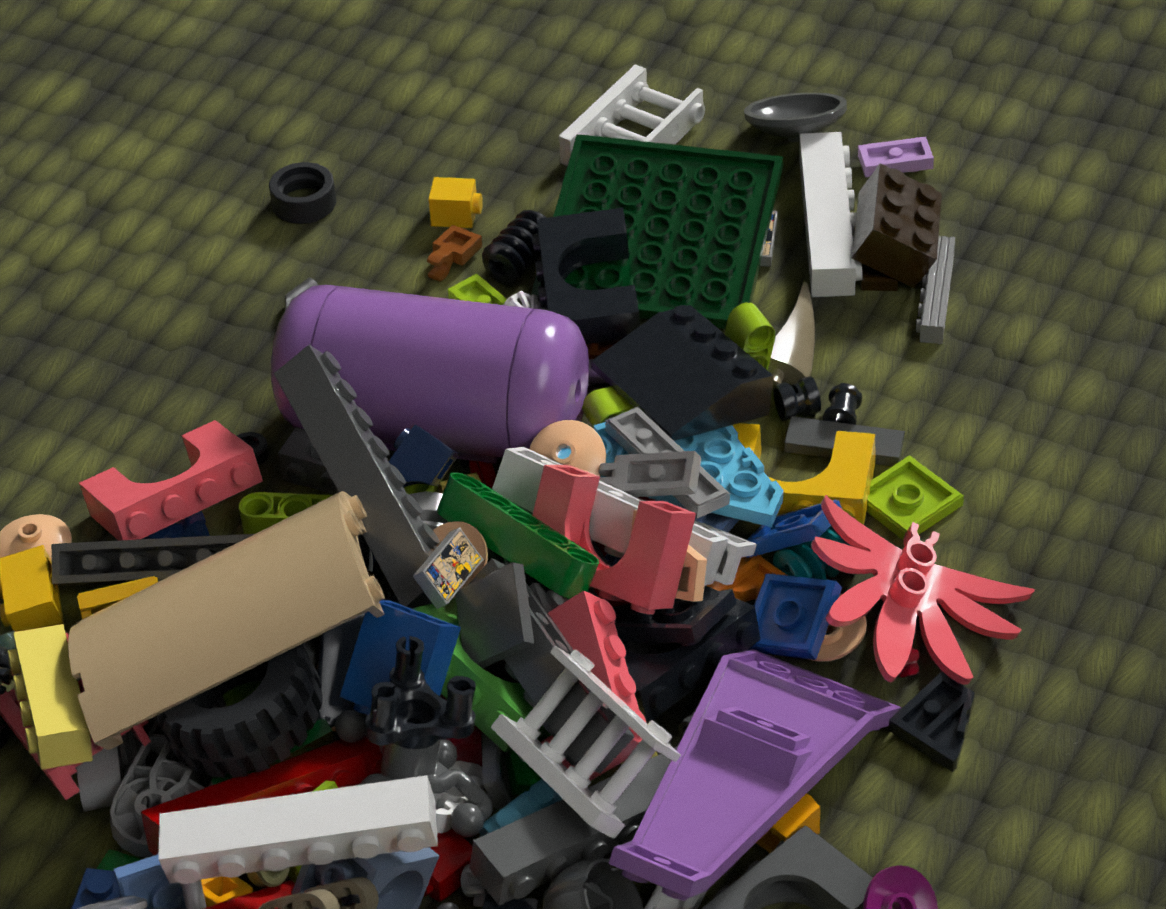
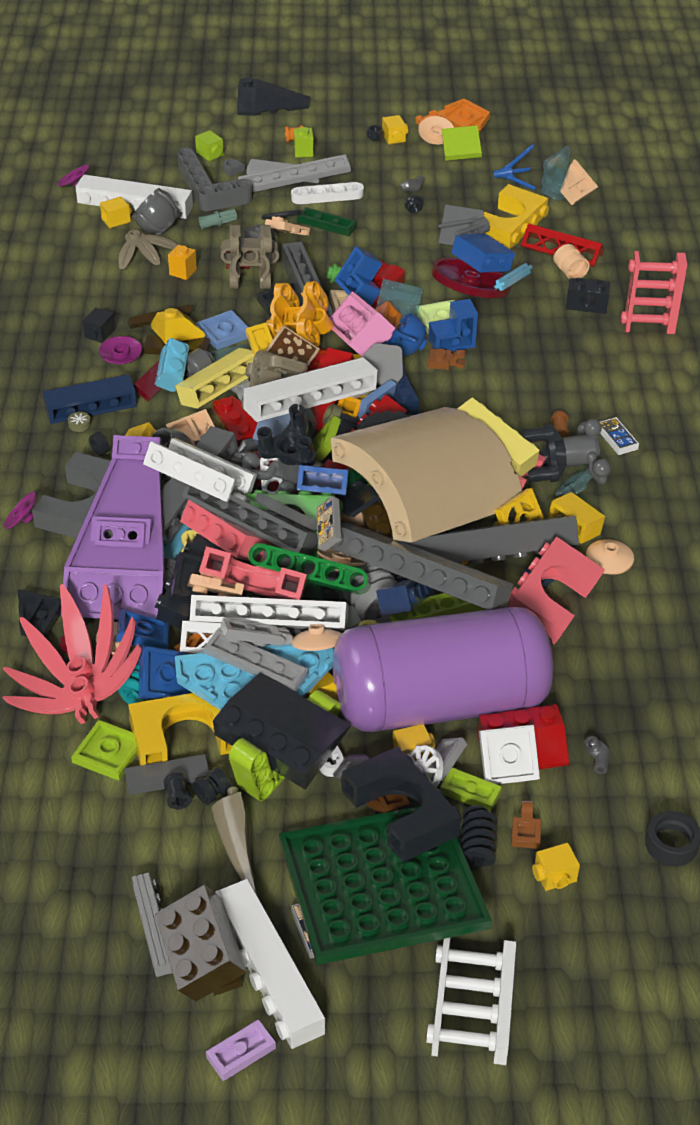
camera: 150 degrees right, 0 degrees up
(795, 113) = (362, 1045): dark grey dish -> none

